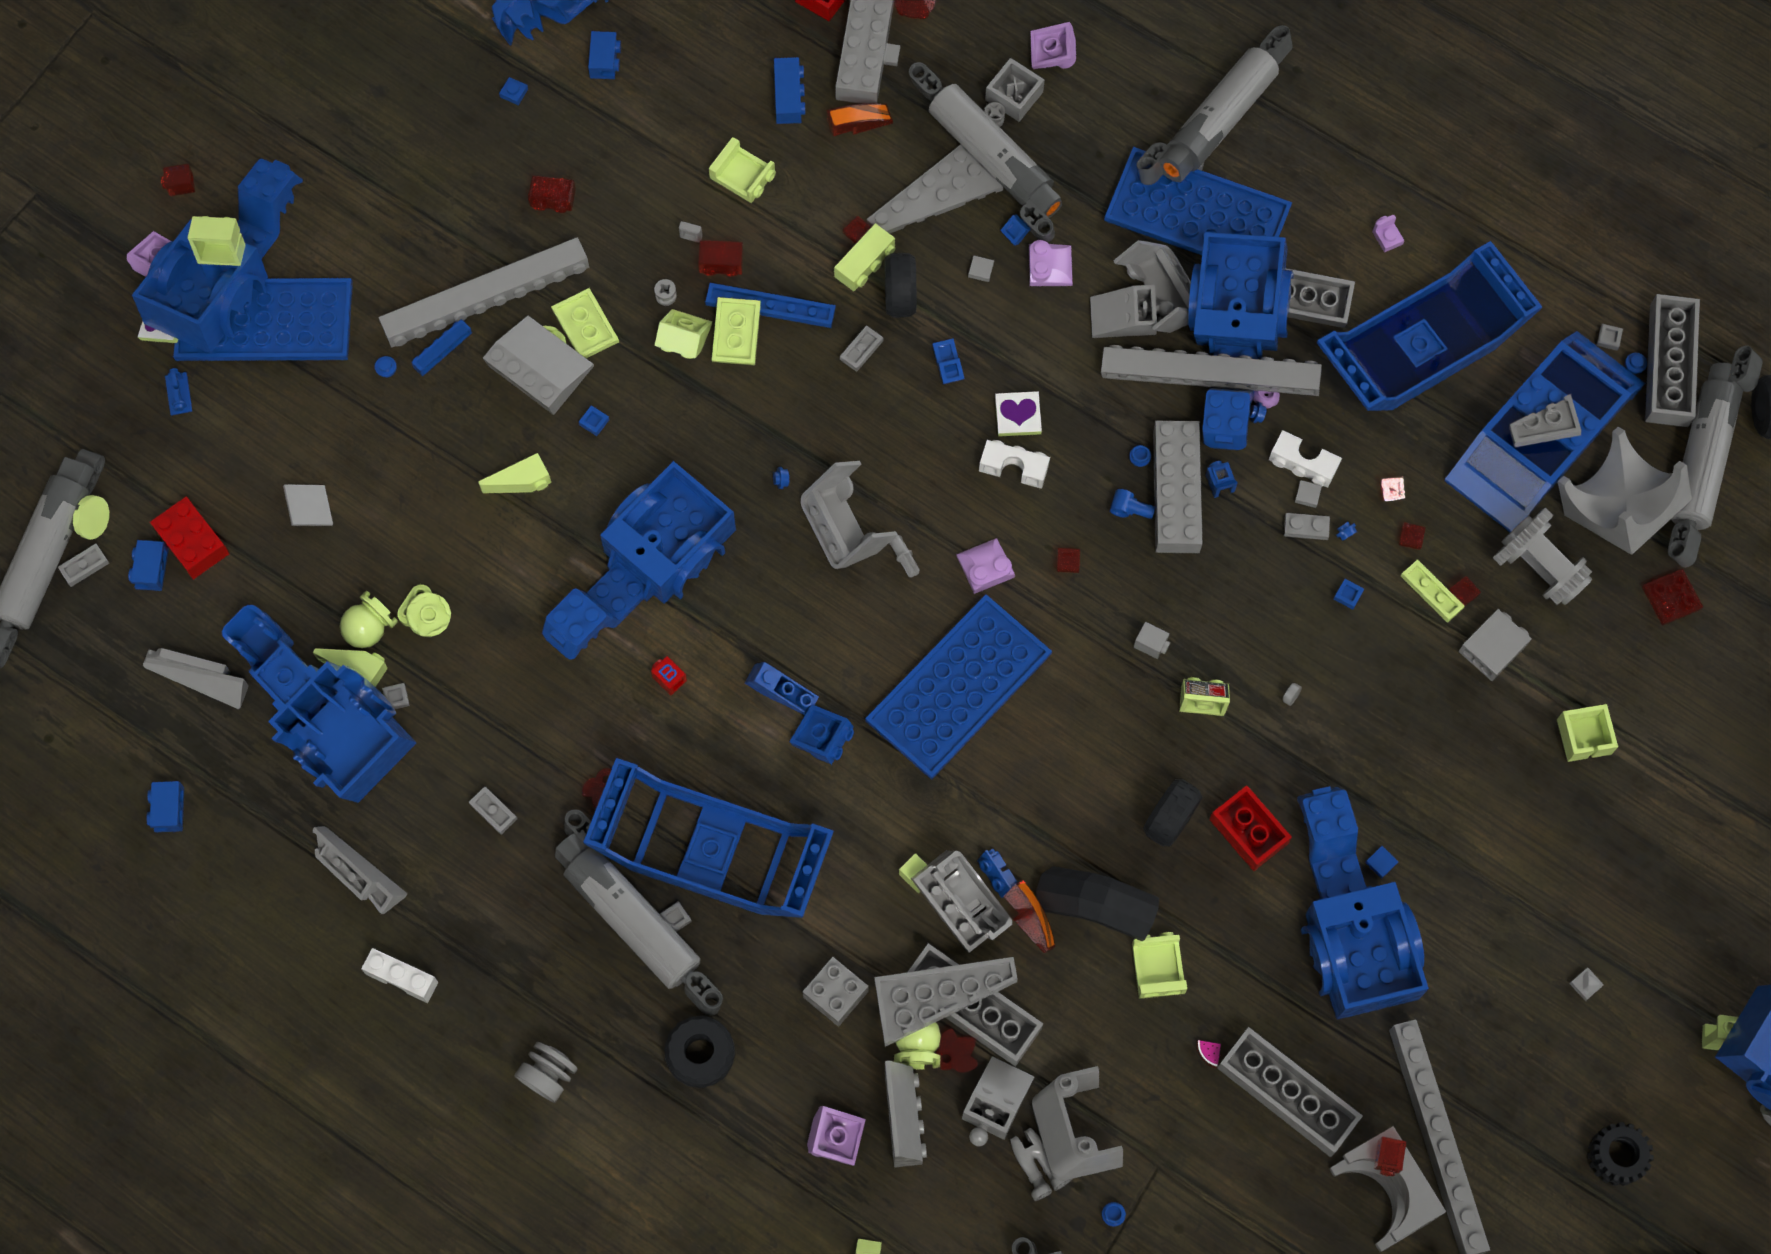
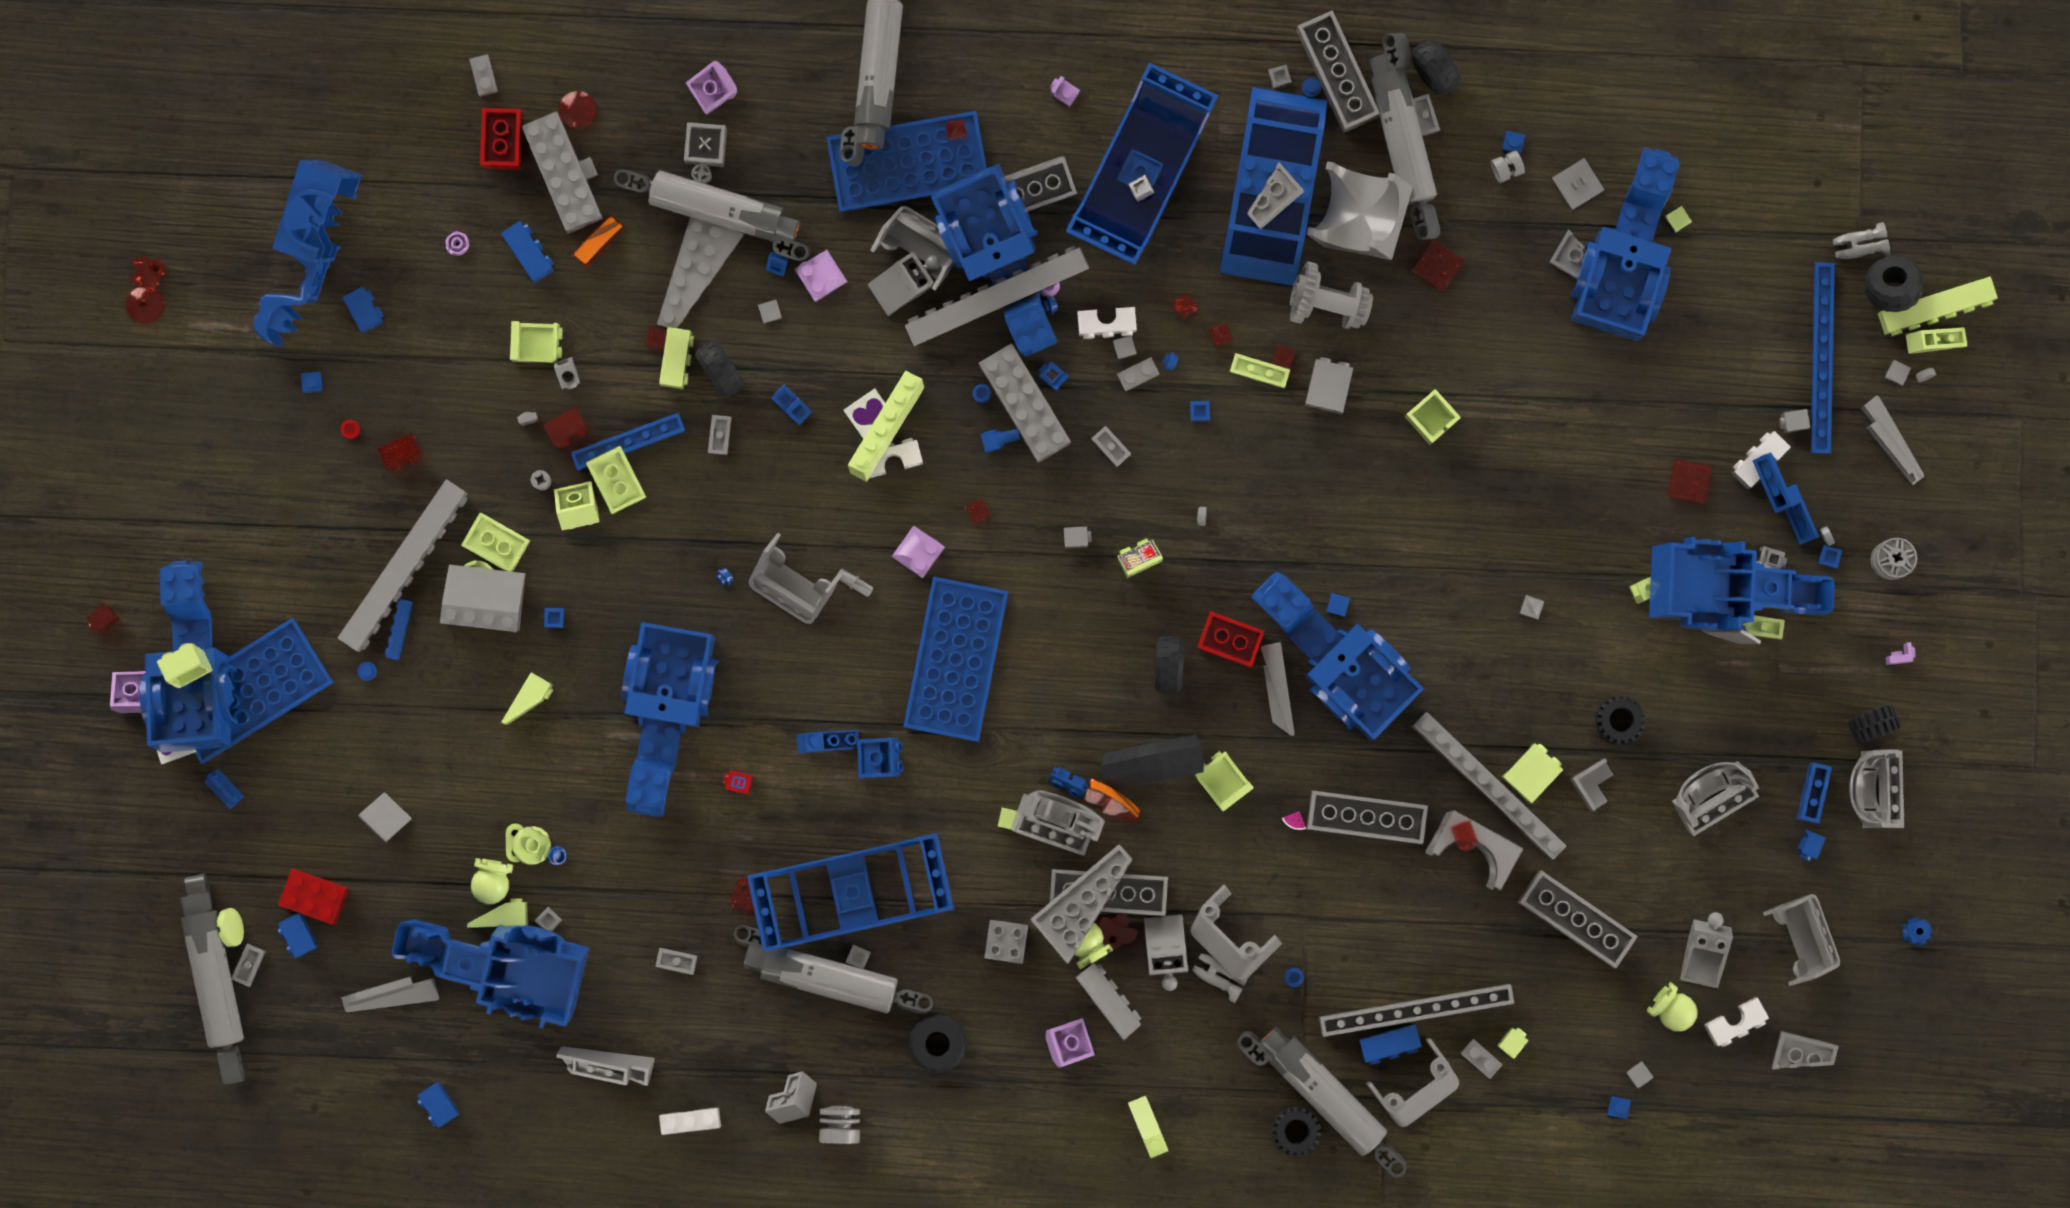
camera: 30 degrees left, 15 degrees up
(445, 639) = (557, 855): none -> blue plate
(516, 1019) = (794, 1101): none -> light grey panel
(520, 150) = (350, 429): none -> red tile
(728, 43) = (451, 242): none -> lavender plate
(760, 205) = (563, 366): none -> light grey brick
(1027, 426) = (886, 426): none -> yellowish green brick
(1239, 576) = (1111, 446): none -> light grey plate
(1262, 207) = (955, 129): none -> clear red slope
(1271, 905) = (1277, 687): none -> light grey wedge
(1414, 355) = (1141, 188): none -> light grey tile
(1493, 1153) = (1533, 772): none -> yellowish green panel
(1548, 1199) = (1587, 784): none -> light grey panel
(1739, 450) = (1426, 115): none -> light grey plate

